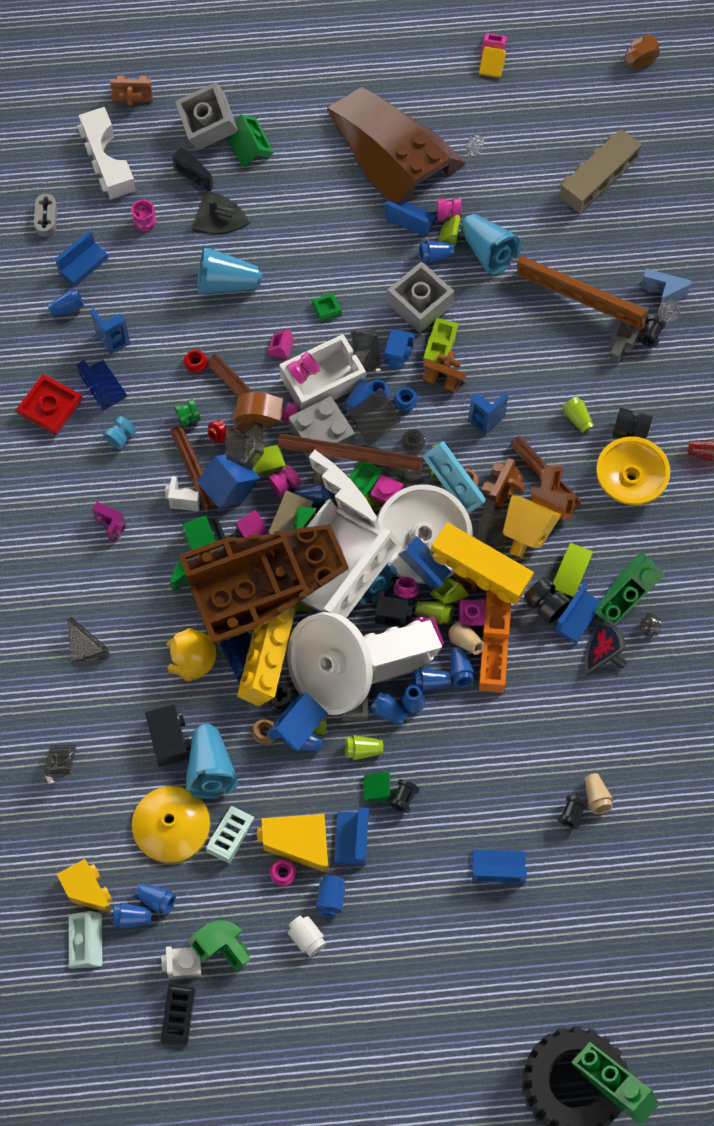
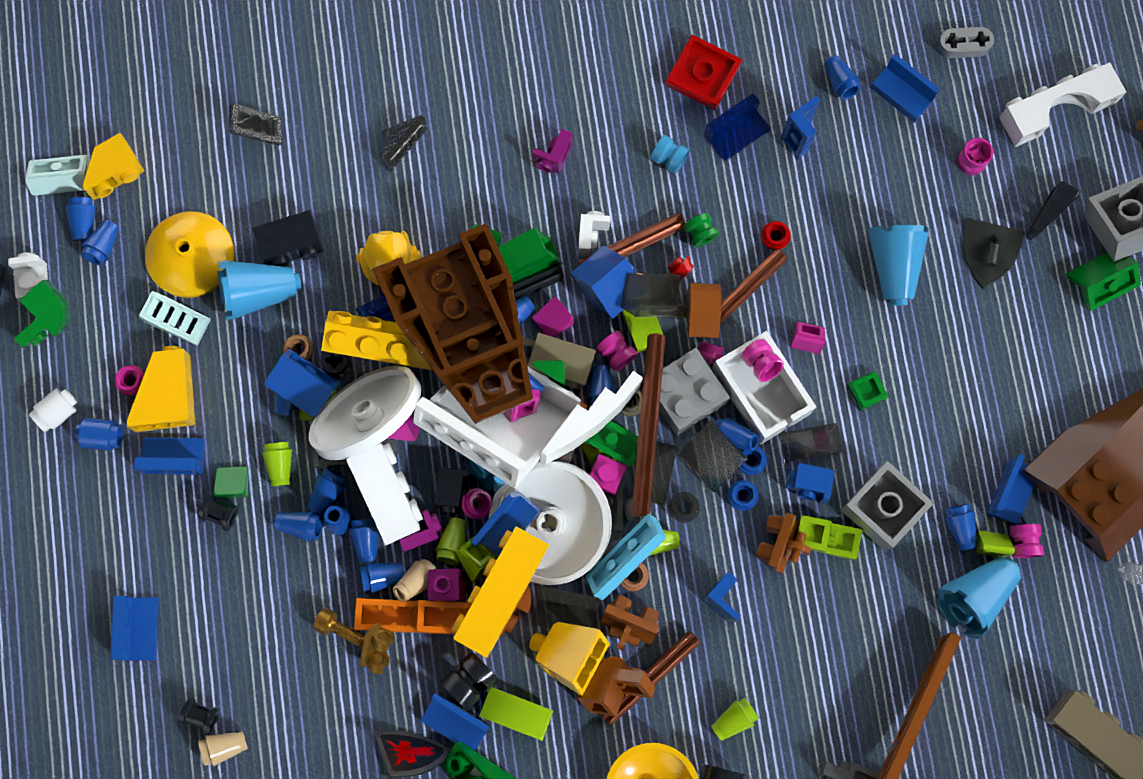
camera: 85 degrees right, 10 degrees up
(416, 730) = (300, 524): none -> blue cone
(527, 675) = (374, 639): none -> pearl gold bar

